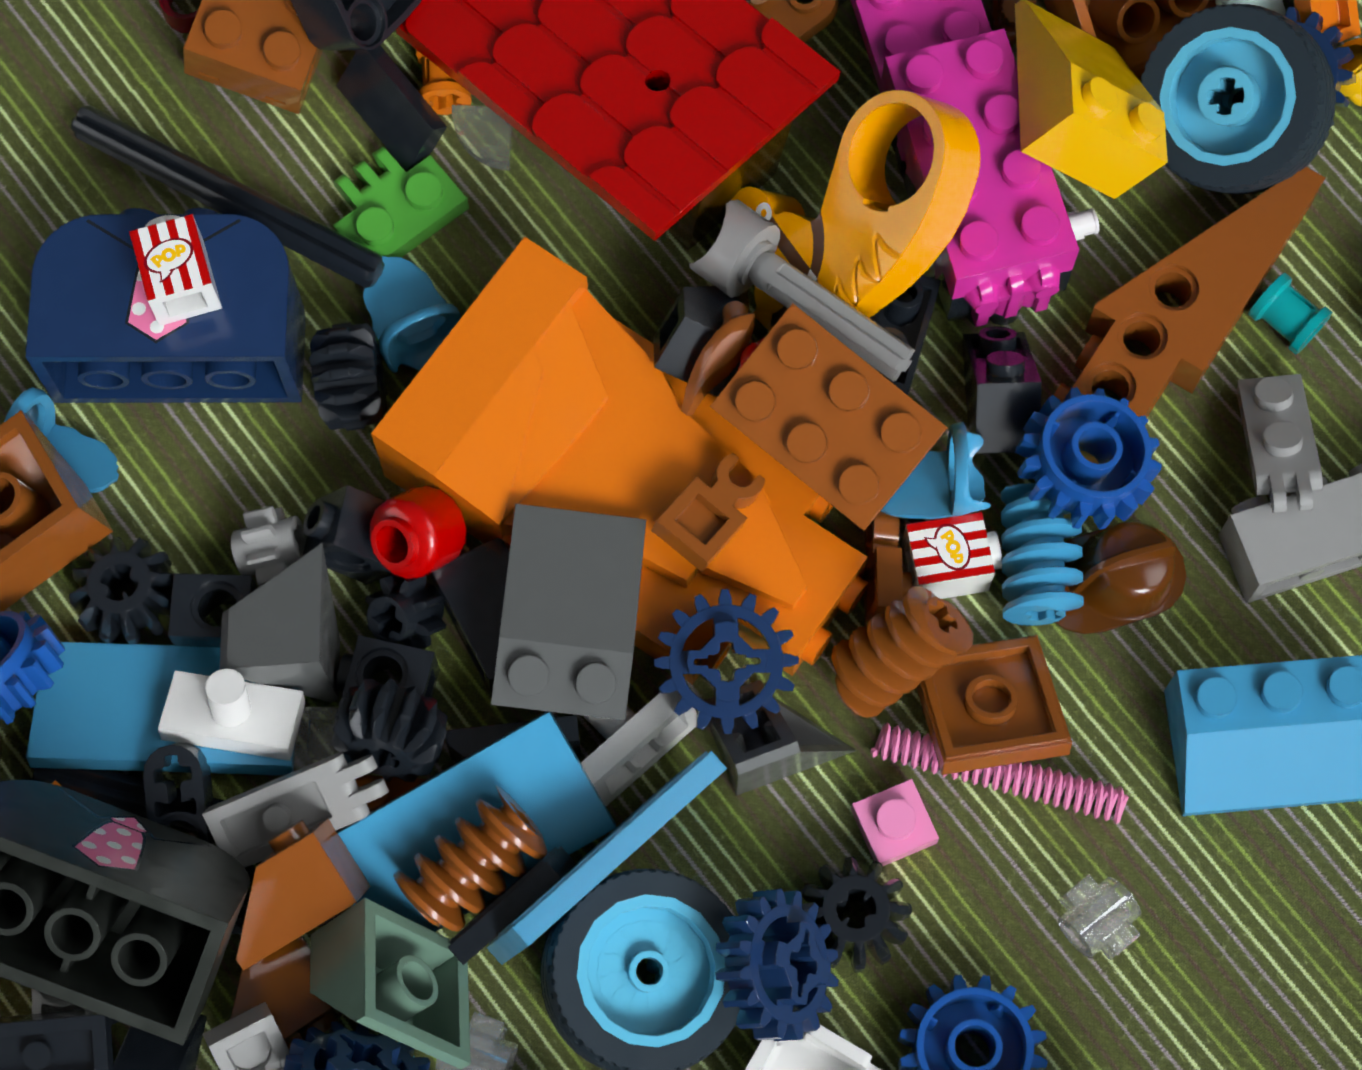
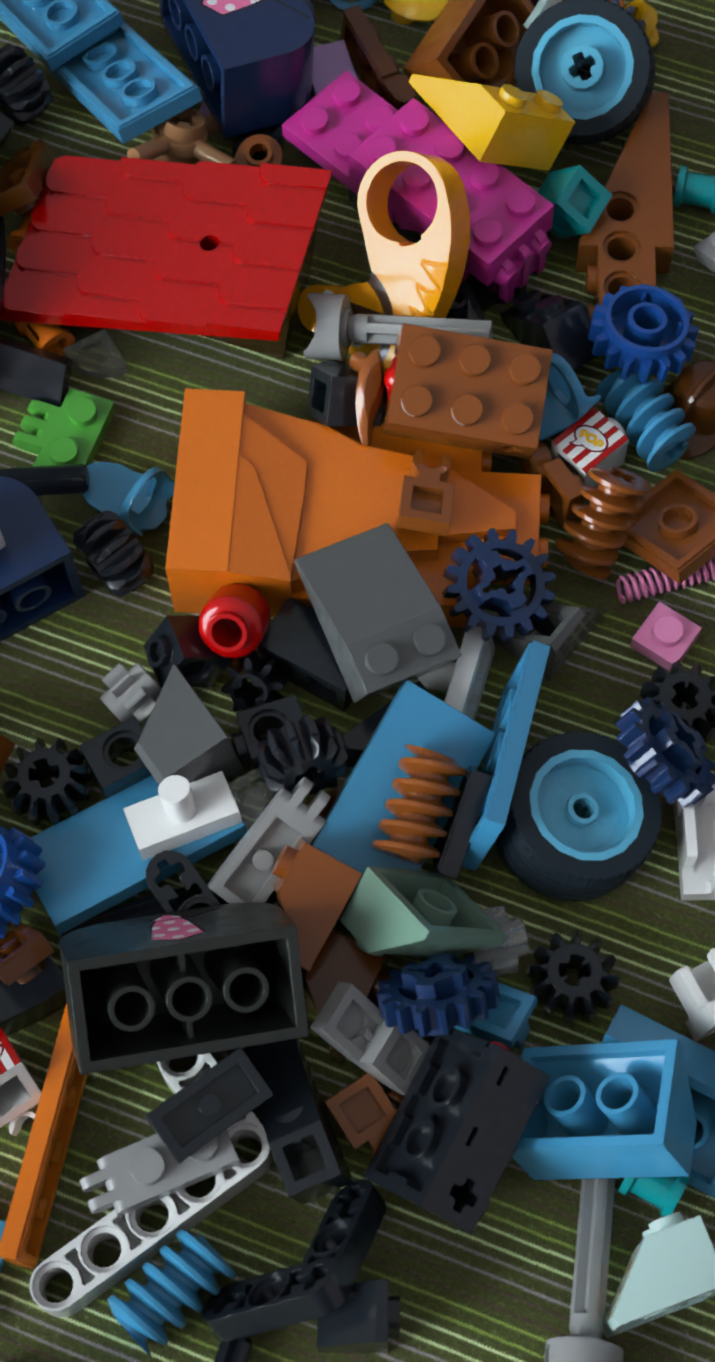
camera: 30 degrees left, 5 degrees down
(1116, 250) = (576, 200): none -> teal brick

